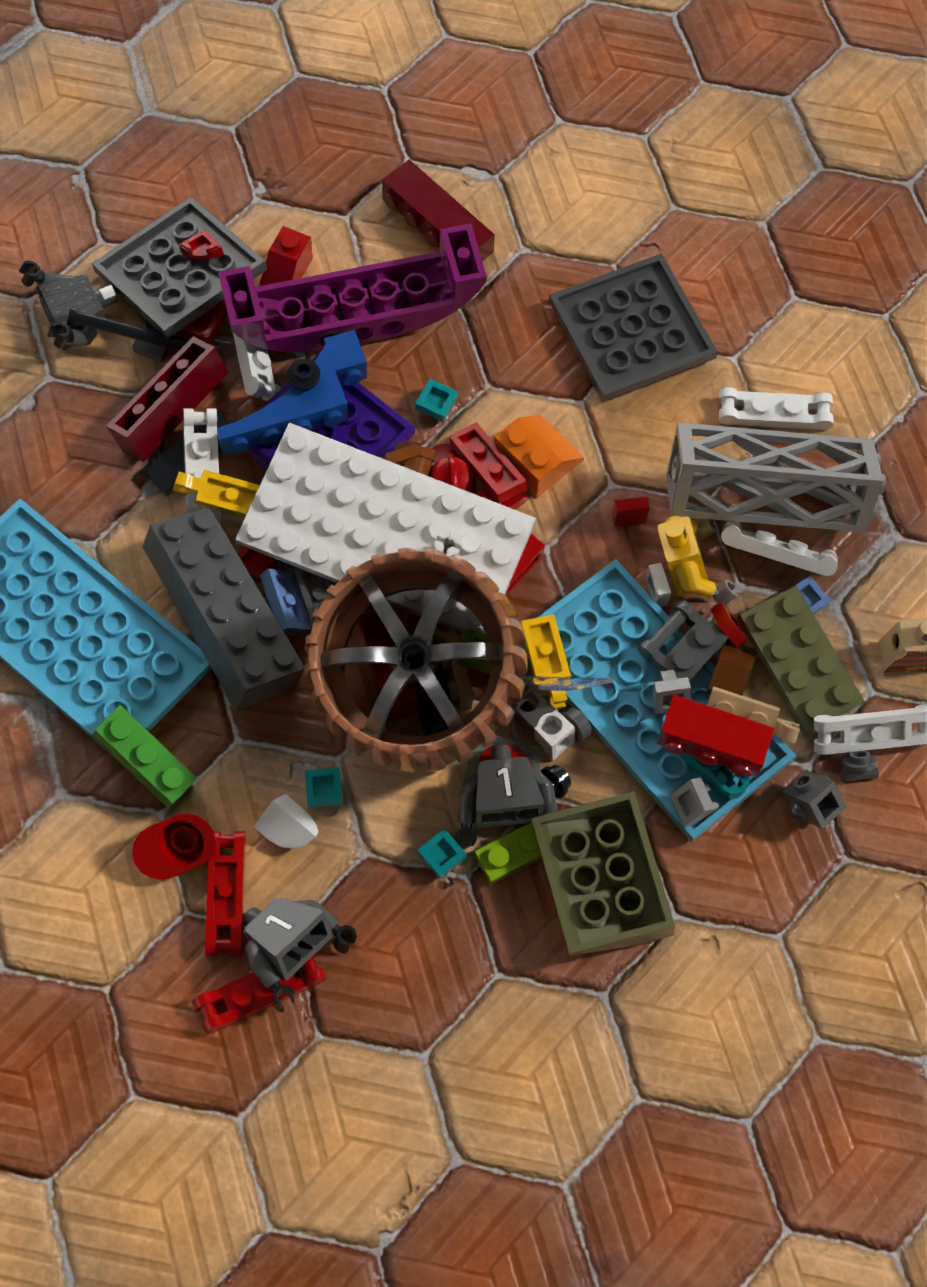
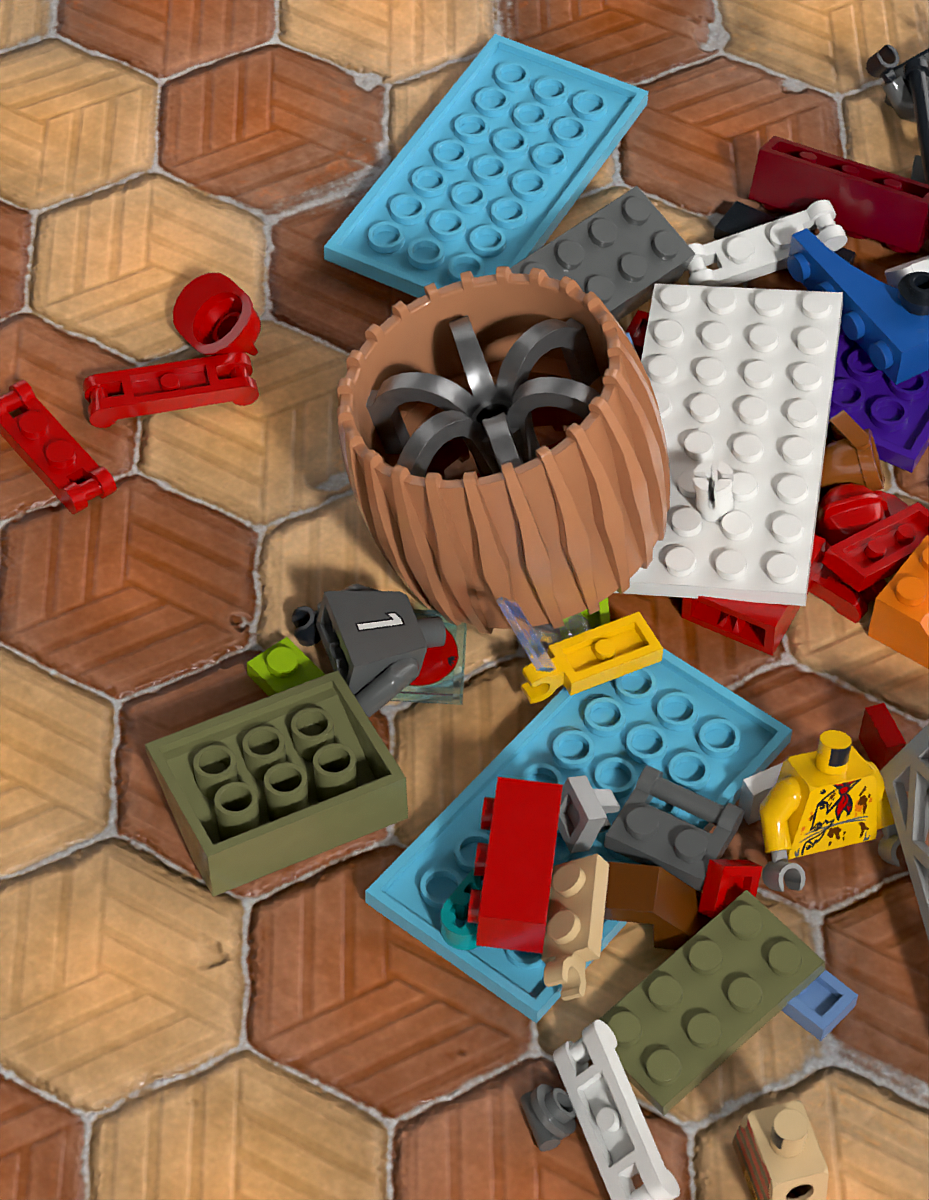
camera: 80 degrees right, 15 degrees down
(143, 756) = (324, 260): bright green brick -> none
(218, 491) = (721, 251): yellow plate -> none
(286, 938) = (112, 443): dark grey torso -> none
(287, 824) = (281, 429): white brick -> none
(323, 787) = (328, 460): teal plate -> none
(441, 853) = (273, 600): teal plate -> none
(544, 724) = (491, 688): leg -> none
(559, 779) = (413, 711): black plate -> none
(580, 722) = (509, 722): dark grey tile -> none
(693, 801) = (410, 869): light grey tile -> none
(790, 553) = (888, 948): white plate -> none
(814, 799) = (467, 1039): dark grey brick -> none

